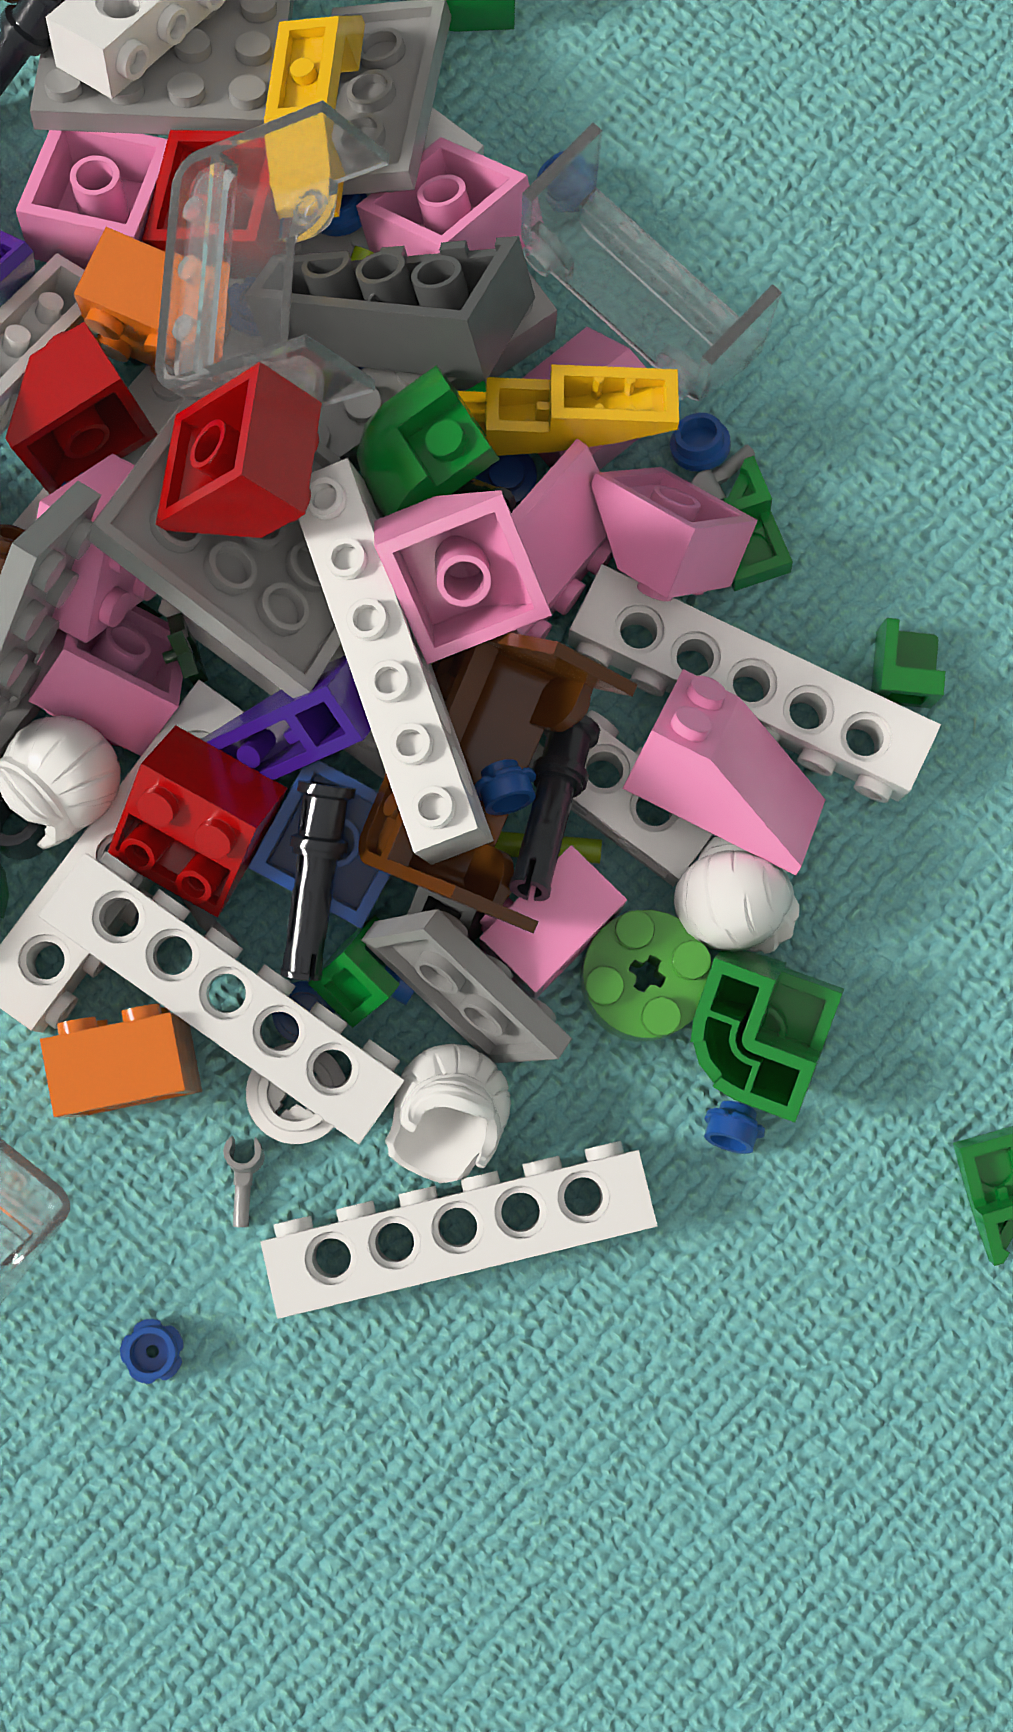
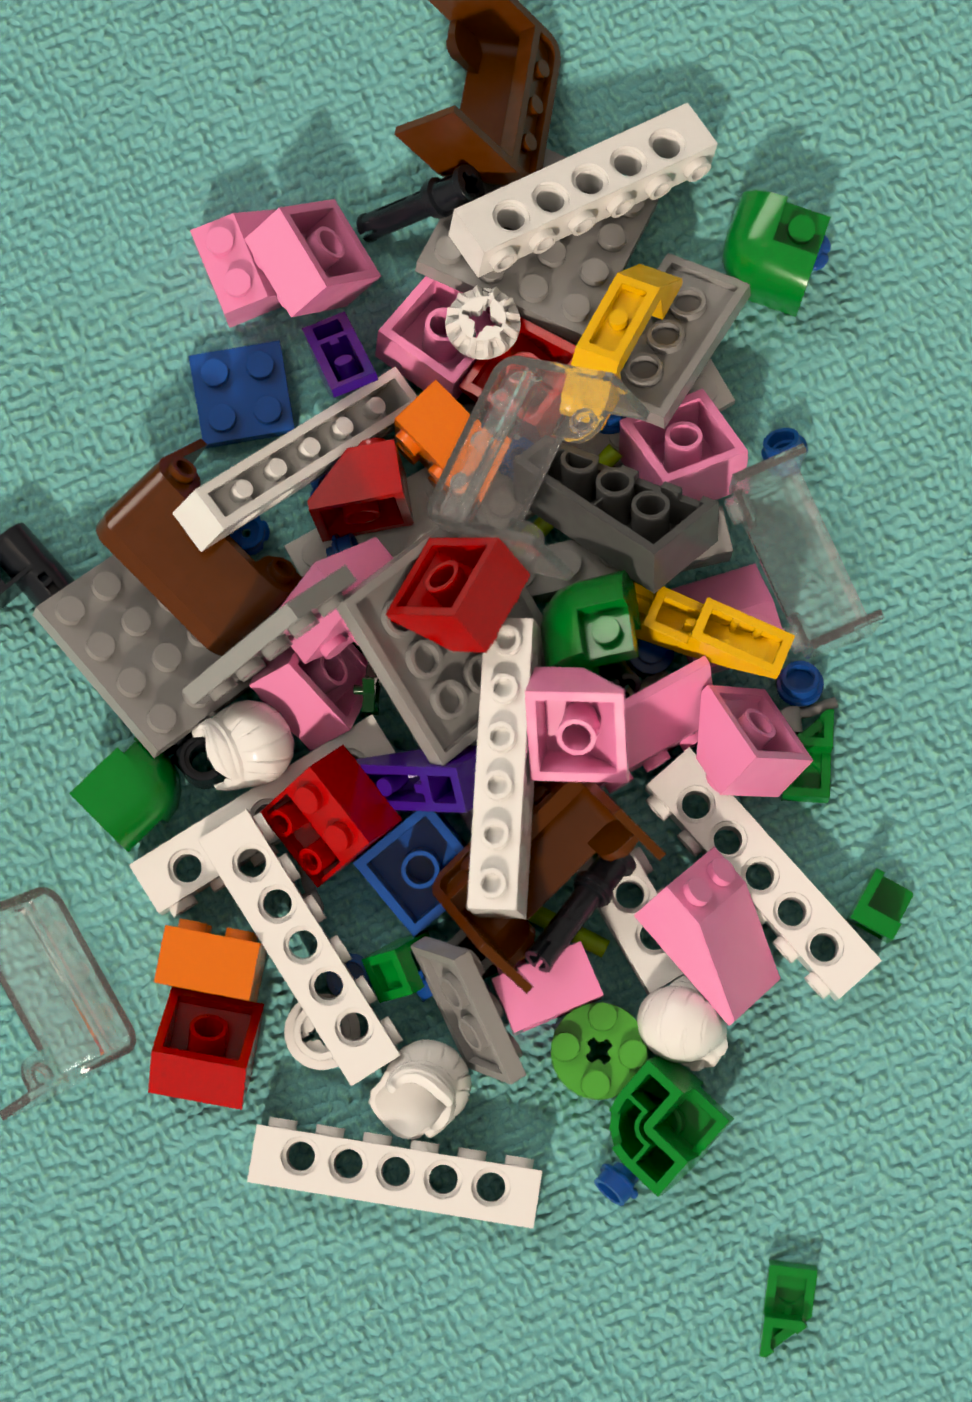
camera: 30 degrees right, 0 degrees up
(139, 1363) = (138, 1167): blue plate -> none
(158, 1174) = (205, 1048): none -> red slope
(160, 161) = (492, 340): none -> white gear
(243, 1180) = (260, 1076): light grey hand -> none
(317, 850) = (406, 871): black pin -> none
(505, 787) = (551, 882): blue plate -> none

